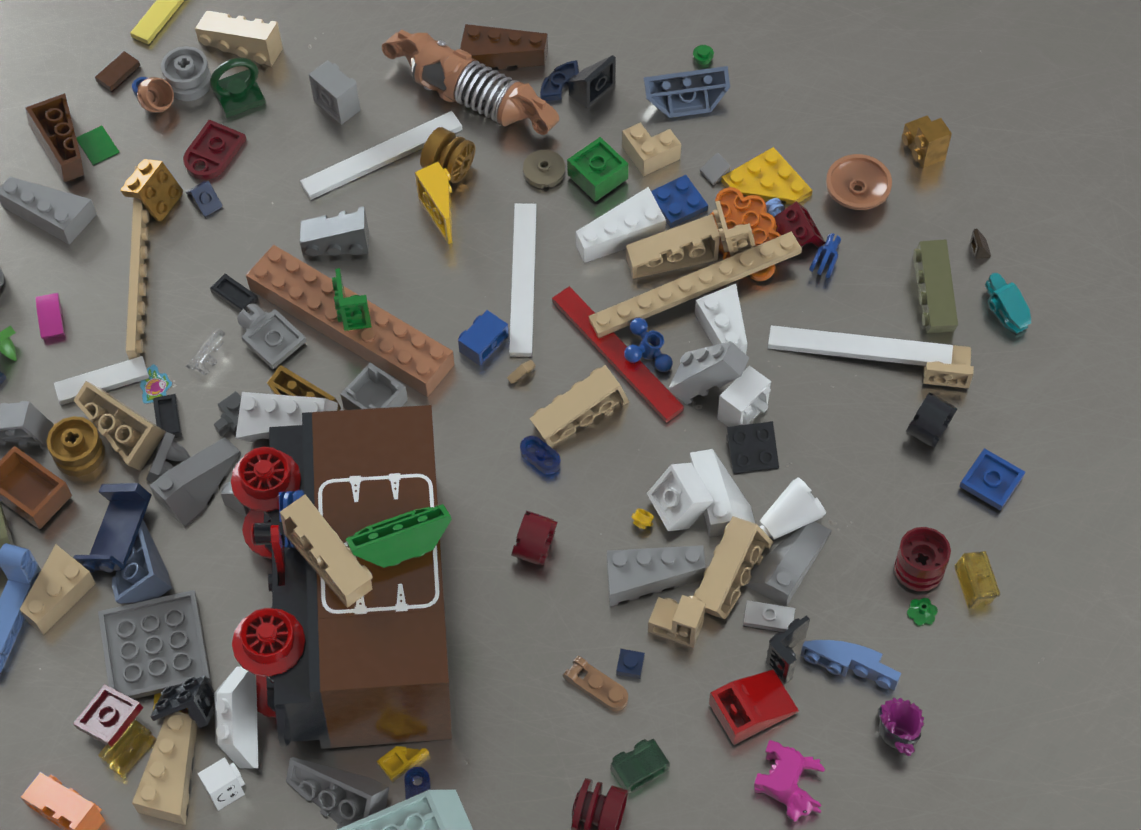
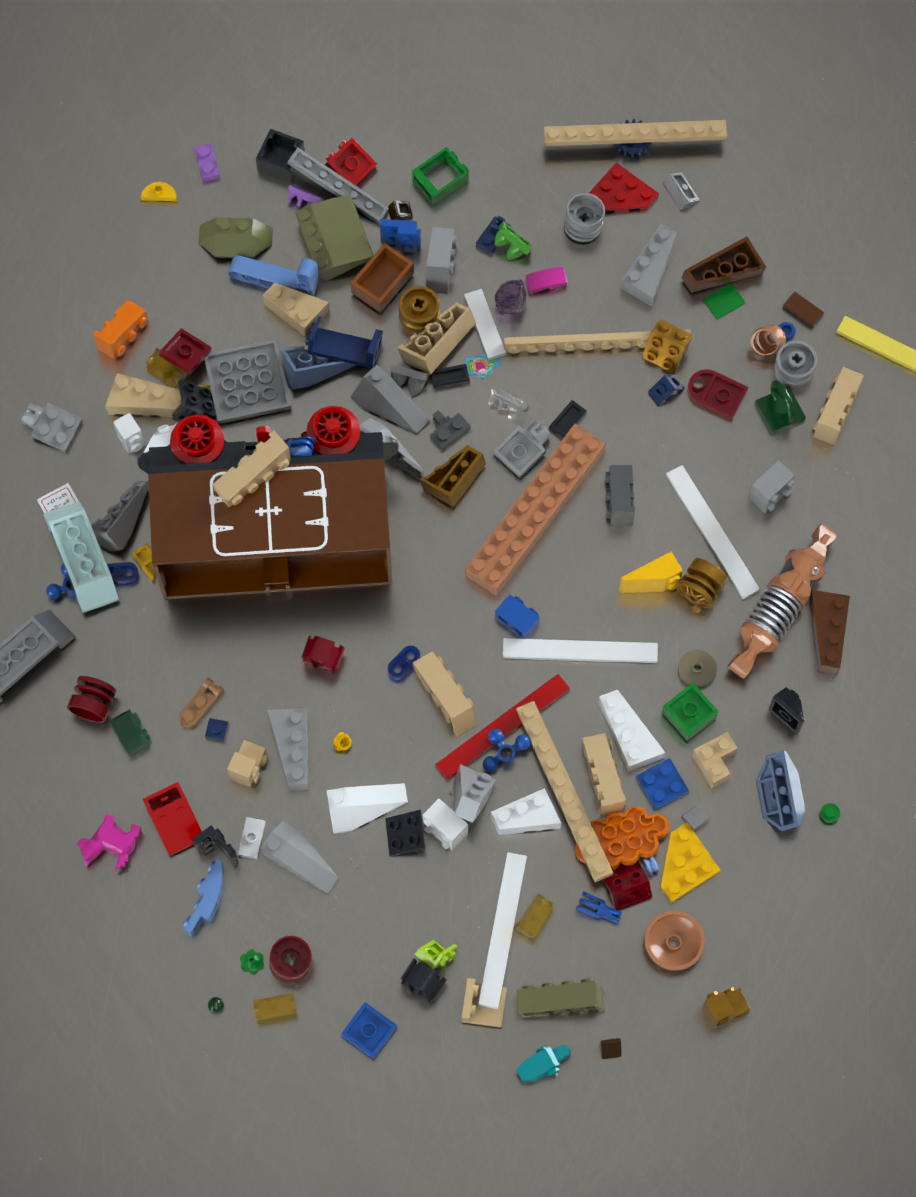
camera: 90 degrees right, 10 degrees up
(71, 344) = (511, 297): none -> clear purple helmet
(263, 411) = (433, 457): white wedge -> none
(350, 310) = (532, 494): green bracket -> none
(373, 390) = (460, 531): light grey container -> none
(400, 536) = (265, 520): green wedge -> none
(524, 368) = (485, 649): tan tile -> none
(558, 80) = (797, 681): dark blue tile -> none
(680, 496) = (353, 767): white container -> none
(732, 566) = (290, 807): tan wedge -> none
(735, 239) = (610, 815): tan bracket -> none
(792, 510) = (341, 860): white cone -> none
(841, 315) = (534, 916): none -> clear yellow hinge
(900, 724) = (148, 929): magenta hair -> none
(902, 404) = (435, 955): none -> lime bracket
(981, 652) = (220, 1005): none -> dark green hinge

